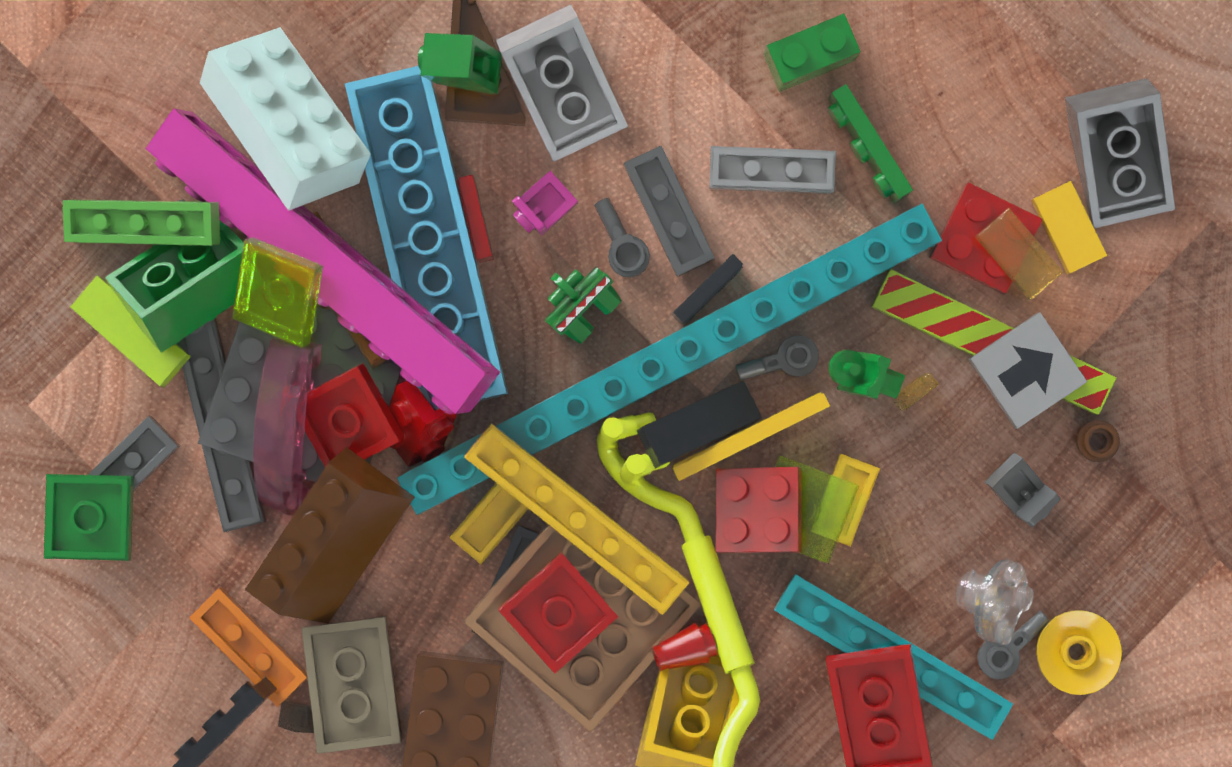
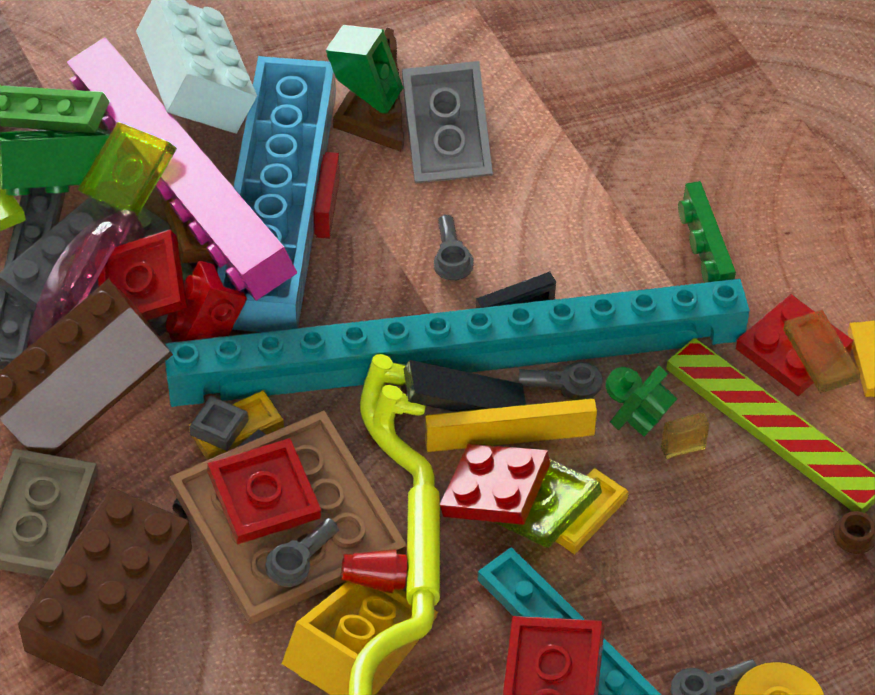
camera: 15 degrees right, 35 degrees down
(479, 533) = (218, 423): none -> dark grey tile
(543, 204) = (391, 202): dark pink bracket -> none
(576, 297) = (390, 274): green hips -> none
(576, 518) = (318, 424): yellow tile -> none
(608, 674) = (289, 562): none -> dark grey plate
(669, 211) = (503, 237): dark grey plate -> none
(772, 170) = (611, 241): light grey tile -> none
(811, 52) = (677, 157): green brick -> none
(995, 599) = (709, 624): clear plate -> none
(1022, 491) = (763, 545): dark grey bracket -> none
(1027, 370) = (801, 447): light grey tile -> none

